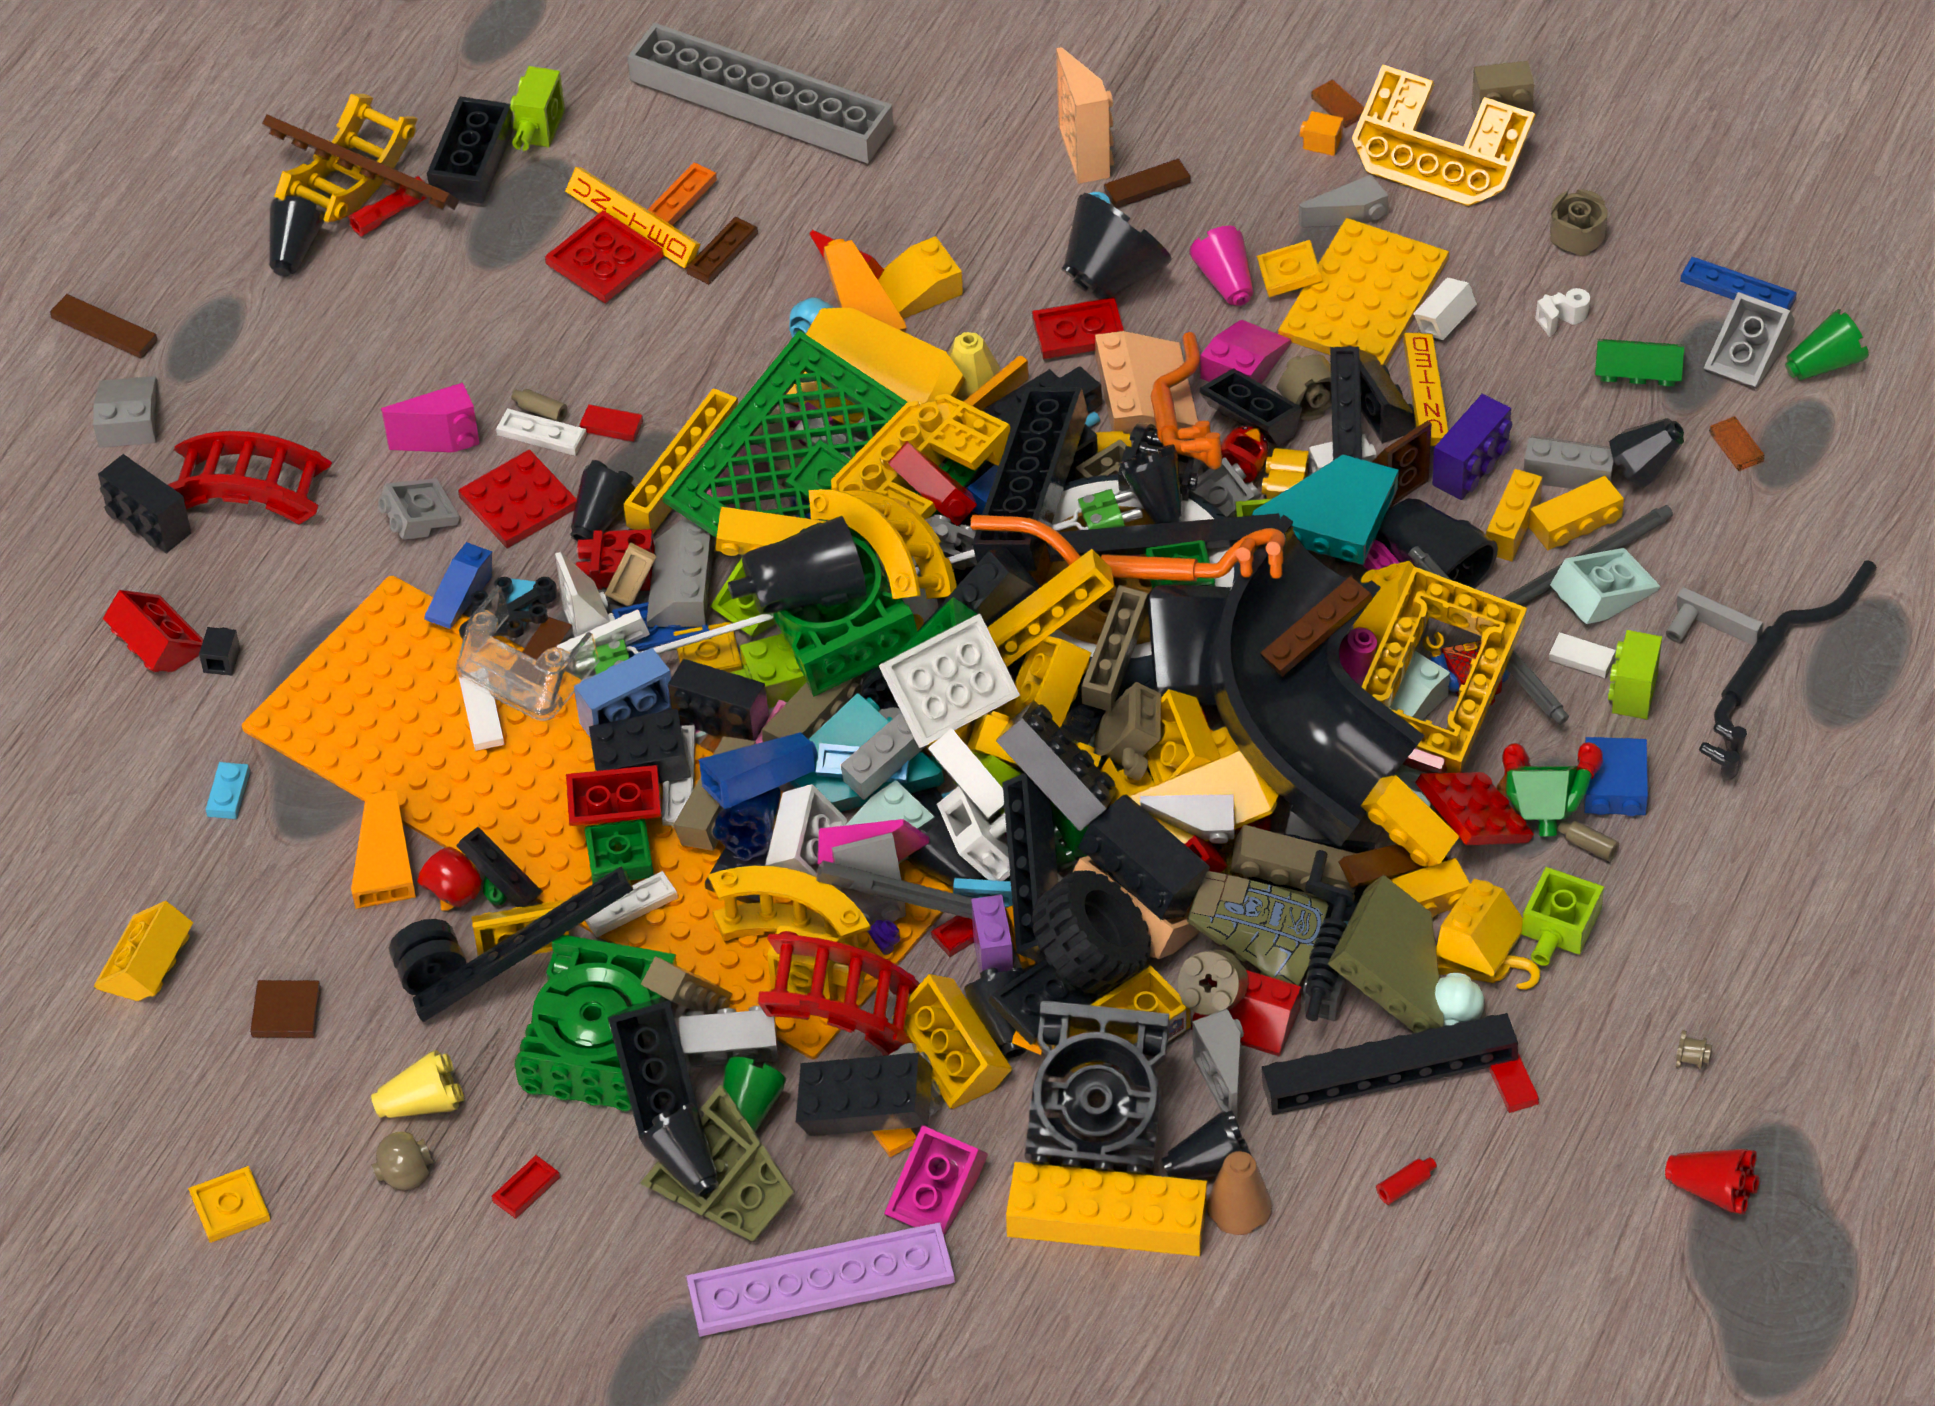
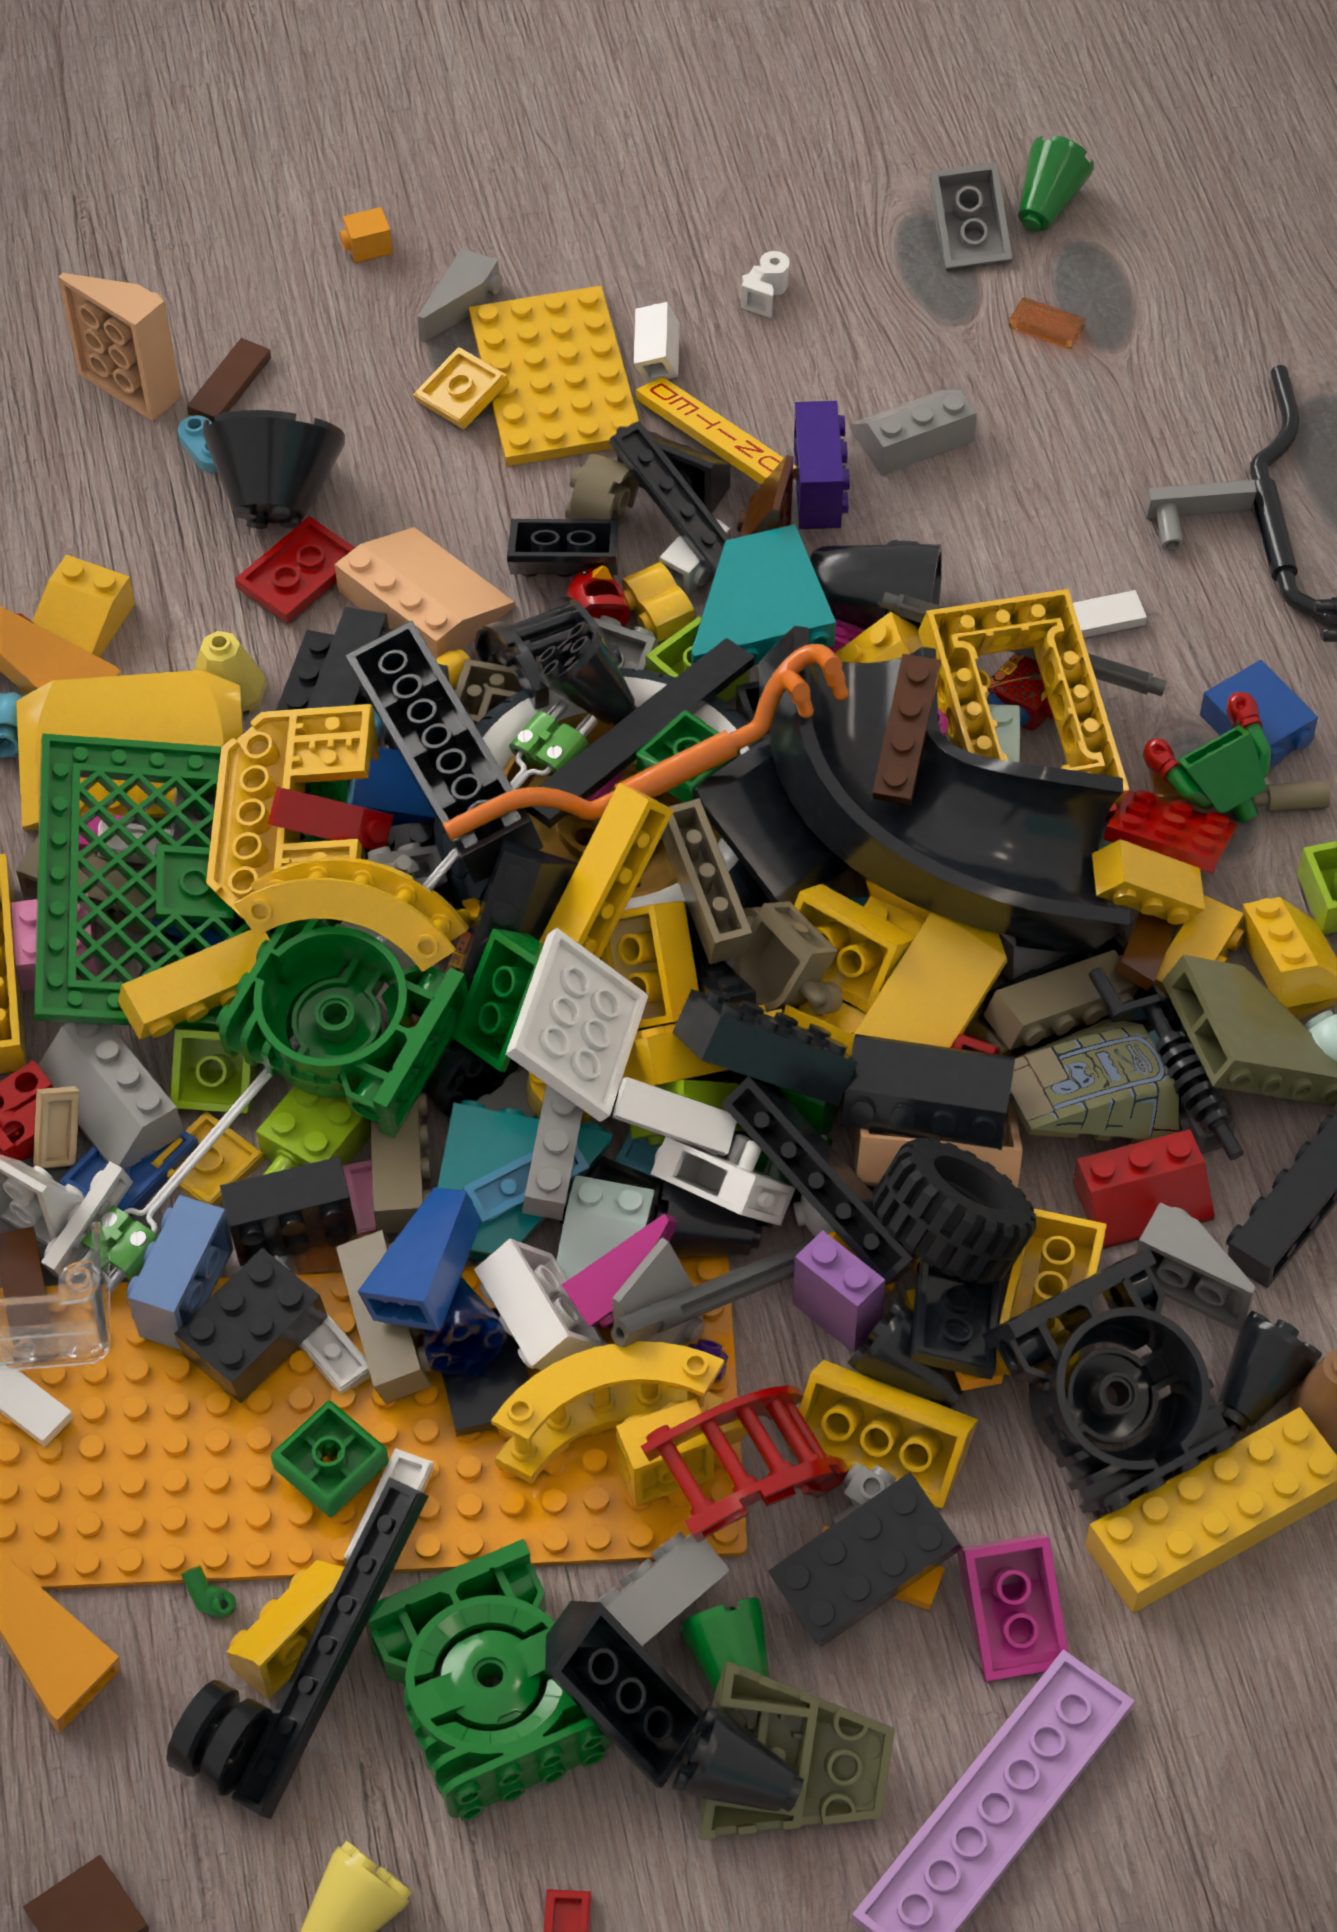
camera: 40 degrees left, 5 degrees up
(450, 878) = (159, 1621): red piece -> none
(499, 868) = (209, 1571): black plate -> none
(613, 795) = (274, 1399): red slope -> none
(685, 987) = (575, 1572): dark tan brick -> none
(803, 570) = (316, 987): black torso -> none
(954, 935) = (770, 1307): red tile -> none
(982, 888) = (776, 1237): medium azure tile -> none
(1001, 384) = (272, 673): light orange tile -> none
(1199, 815) = (948, 1010): slope -> none
(1206, 444) = (628, 609): orange piece -> none
(1221, 967) = (1135, 1191): dark tan brick -> none
(1225, 263) = (397, 419): dark pink cone -> none
(1244, 348) = (490, 499): dark pink slope -> none
(1338, 102) = (348, 196): clear orange tile -> none
(1462, 174) = (502, 209): yellow slope -> none
(1504, 83) = (517, 102): dark tan brick -> none
(1513, 512) = (914, 503): yellow brick -> none
(1576, 513) = (971, 475): yellow brick -> none
(1578, 221) = (704, 188): dark tan brick -> none
(1602, 584) = (1062, 532): light aqua slope -> none
(1614, 541) = (1020, 511): dark grey piece -> none
(1635, 674) = (1190, 600): lime brick -> none
(1639, 361) = (886, 292): green slope -> none
(1647, 449) = (992, 369): black cone -> none
(1729, 283) = (895, 172): blue tile -> none

